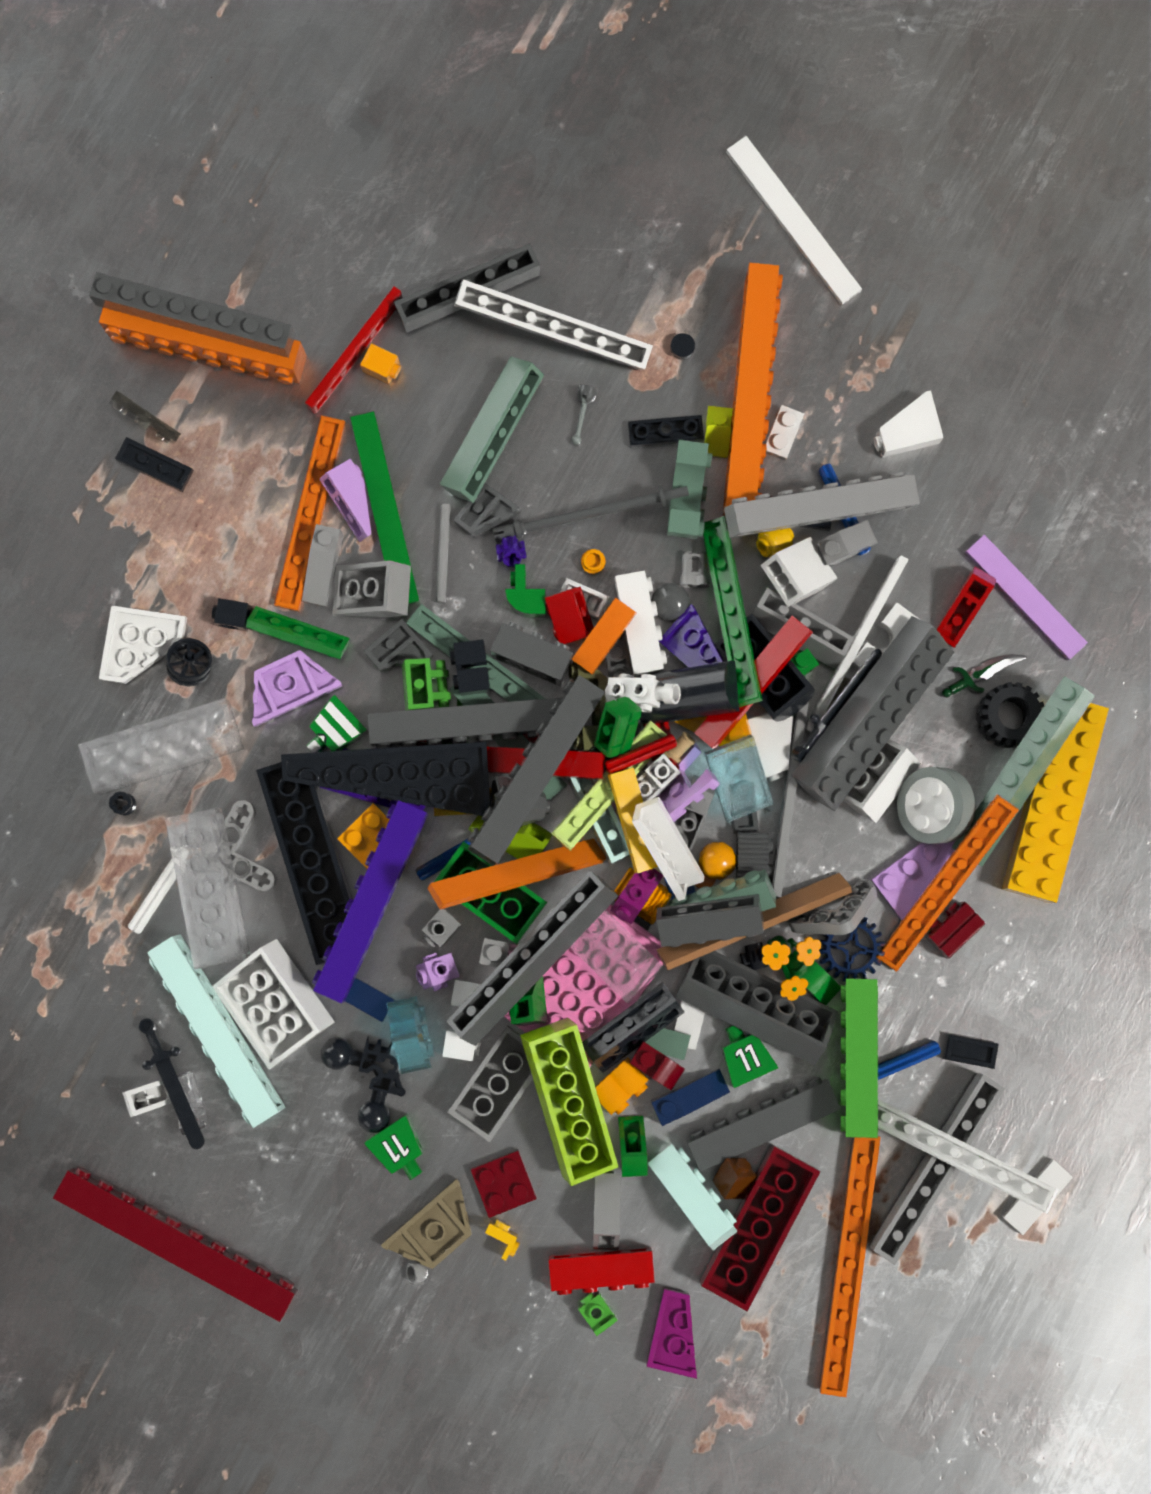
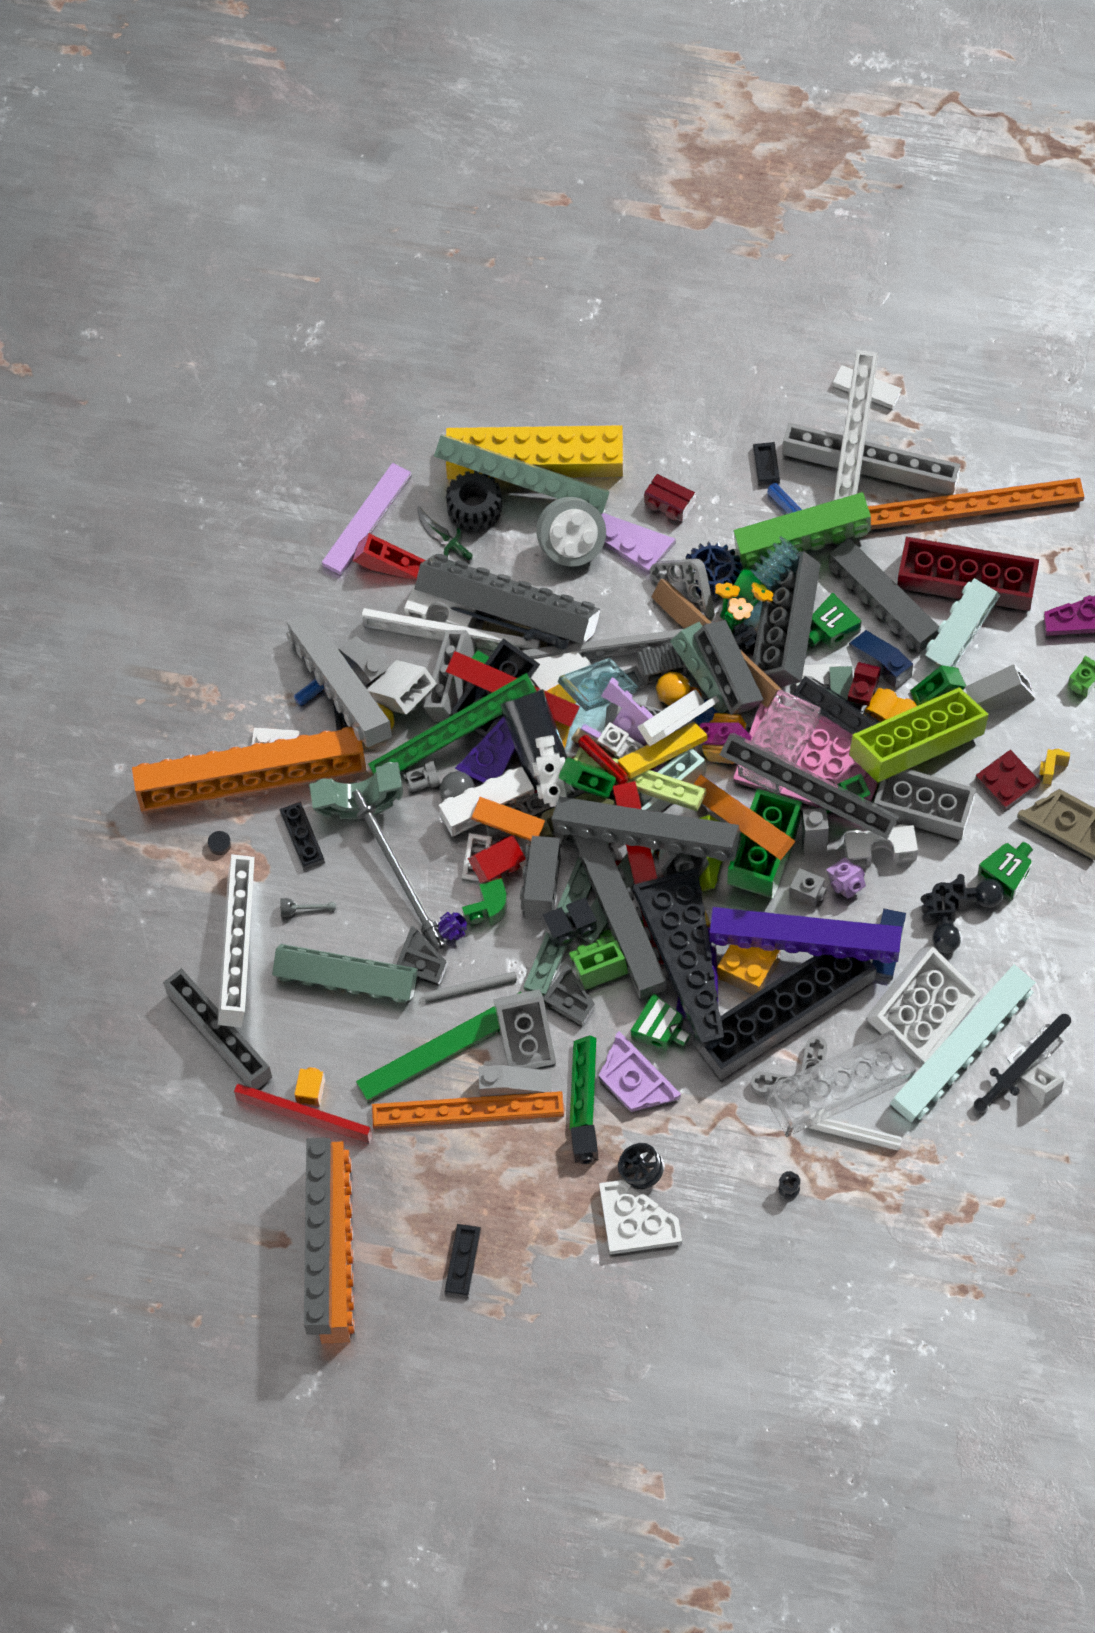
camera: 100 degrees left, 20 degrees down
(143, 418) = (422, 1275): clear smoke wing -> none
(161, 747) = (726, 1163): clear brick -> none
(348, 493) = (441, 1075): lavender slope -> none
(410, 1035) = (907, 881): clear light blue brick -> none
(437, 863) = (736, 896): blue axle -> none
(593, 561) = (439, 860): light orange plate -> none
(601, 1269) = (1049, 683): red brick -> none
(718, 430) = (289, 792): neon yellow slope -> none
(734, 1178) = (935, 600): reddish brown brick -> none
(793, 220) = (75, 785): white tile -> none
(823, 1012) = (775, 562): none -> clear light blue piece
(882, 781) = (562, 579): white slope -> none
(911, 428) = (243, 641): white slope -> none
(947, 882) = (632, 505): orange tile -> none

